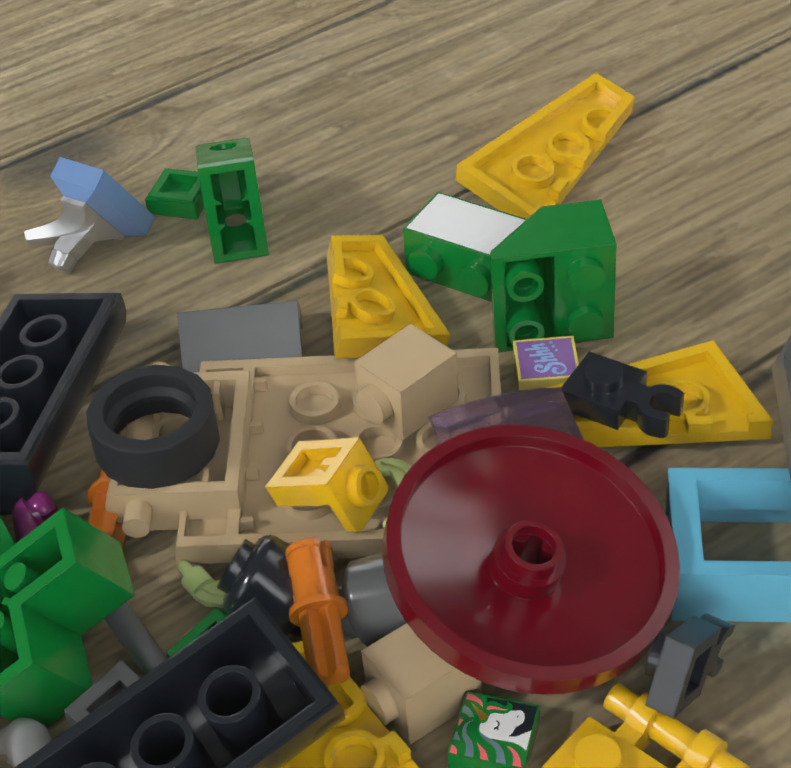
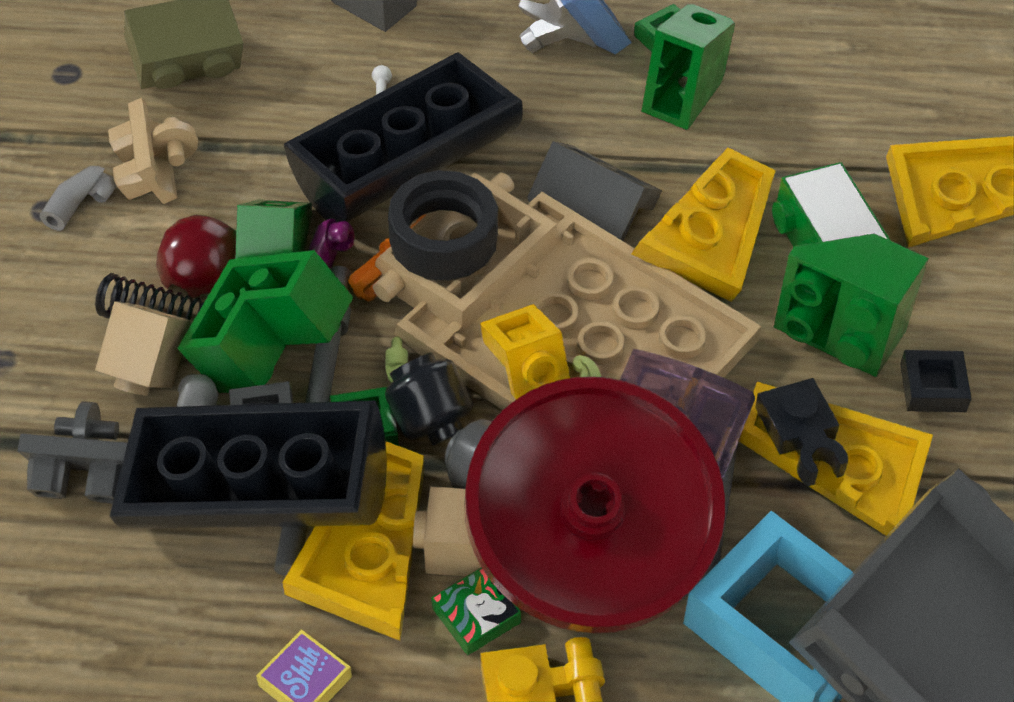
camera: 35 degrees right, 10 degrees up
(318, 609) = (427, 439): orange axle -> none
(406, 381) = (650, 309): tan brick -> none
(544, 361) = (792, 360): tile -> none
(667, 306) = (935, 381): none -> black plate
(682, 662) = (633, 656): black plate -> none

